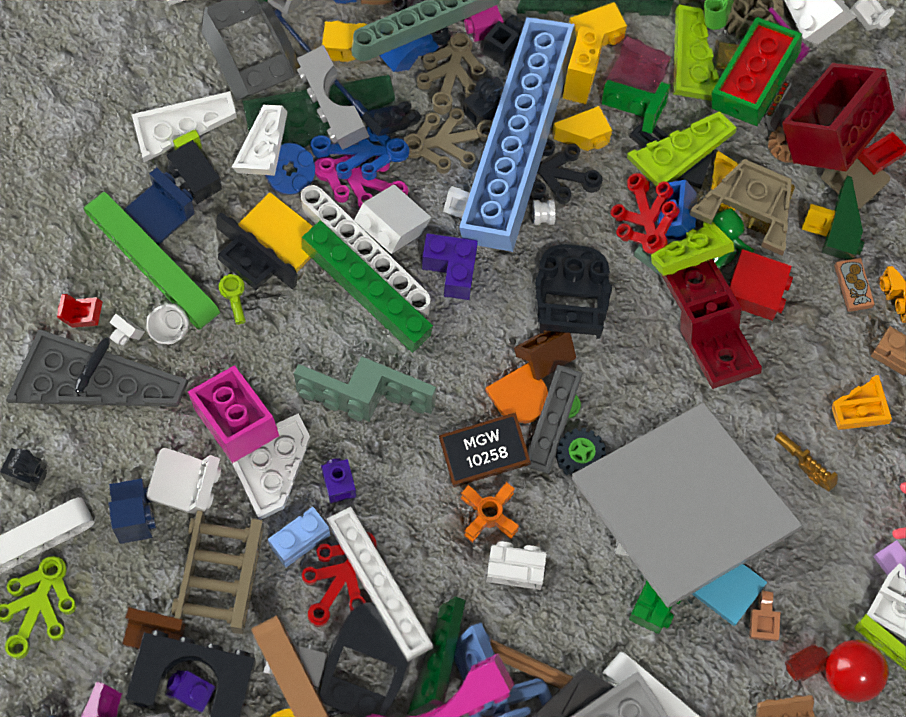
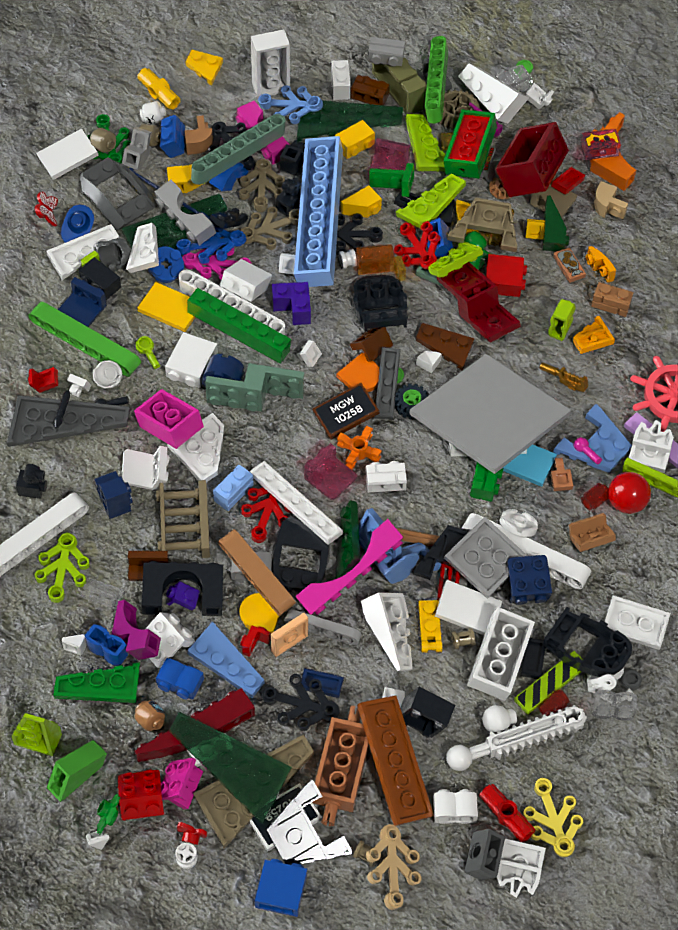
camera: 10 degrees left, 10 degrees down
(146, 47) = (45, 207): none -> red animal
(166, 366) = (119, 401): none -> black bar
(182, 82) = (77, 222): none -> blue piece
(220, 140) = (113, 253): none -> dark grey hair
(250, 258) = (153, 323): black bracket -> none
(289, 325) = (190, 360): none -> white brick
(327, 356) = (224, 368): none -> dark blue brick
(338, 480) = (251, 449): dark purple brick -> none
(438, 543) = (328, 473): none -> clear pink bracket
(456, 349) = (310, 353): none -> white tile
(581, 221) = (375, 259): none -> clear orange brick
(583, 65) = (351, 161): yellow window -> none
(612, 242) = (399, 268): none -> clear yellow tile
(620, 394) = (428, 360): none -> white slope
(653, 373) = (451, 345): none -> reddish brown wing
(687, 683) = (519, 524): none -> white tile
(805, 579) = (582, 445): none -> dark pink bar
(823, 374) = (561, 319): none -> lime brick
(836, 587) = (605, 442): none -> medium blue wing

